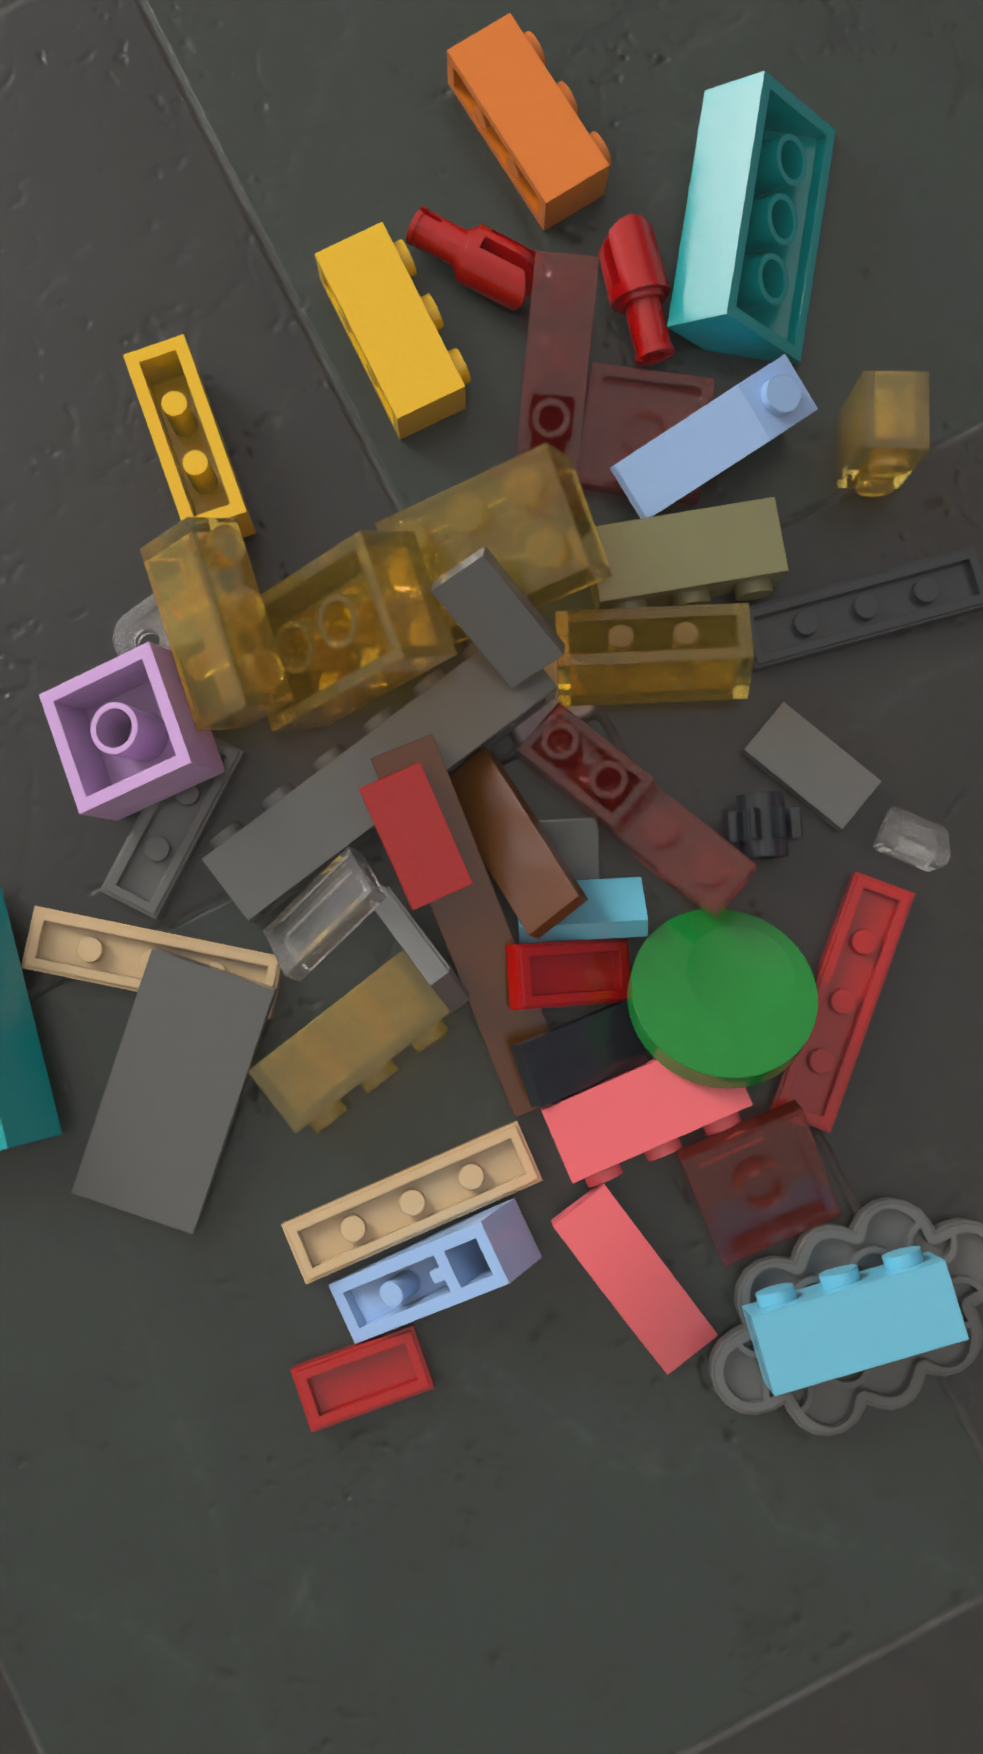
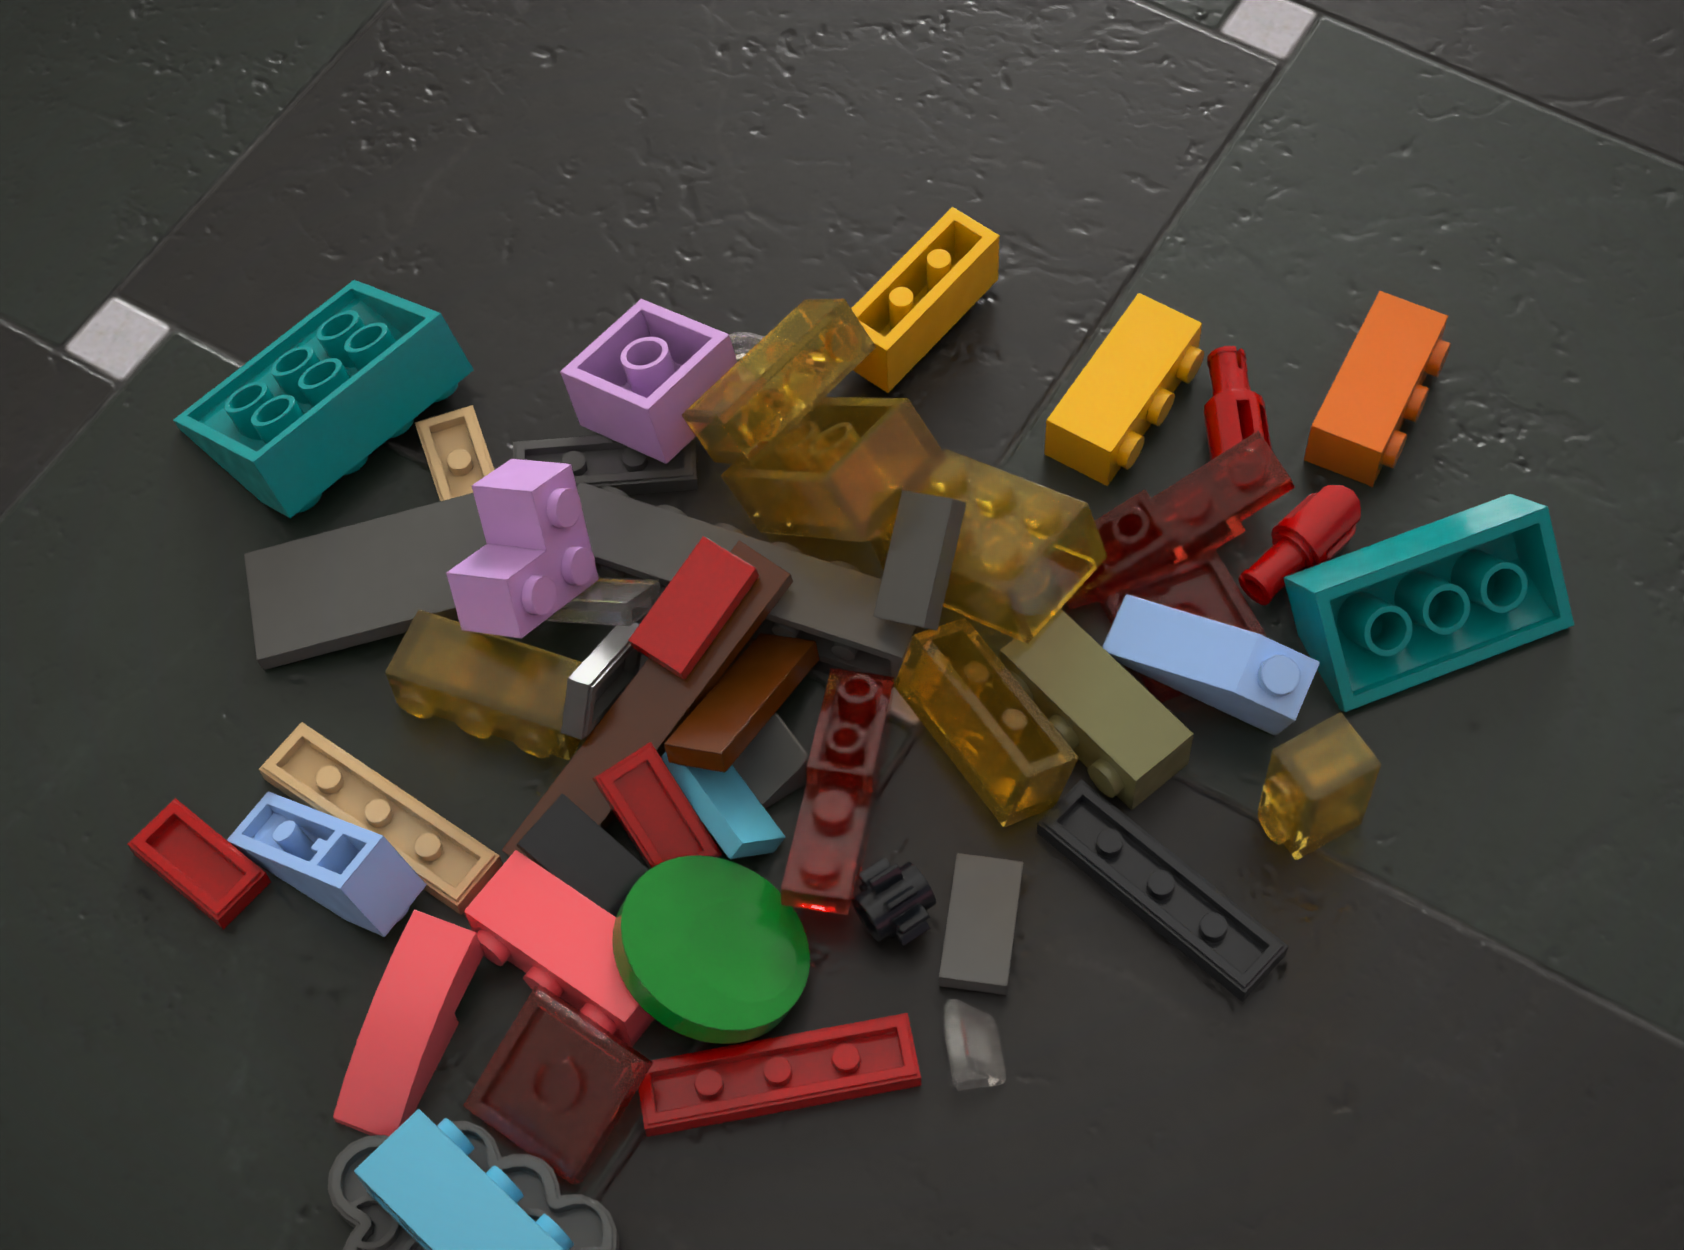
camera: 65 degrees right, 25 degrees down
(273, 950) = (533, 552): none -> lavender brick

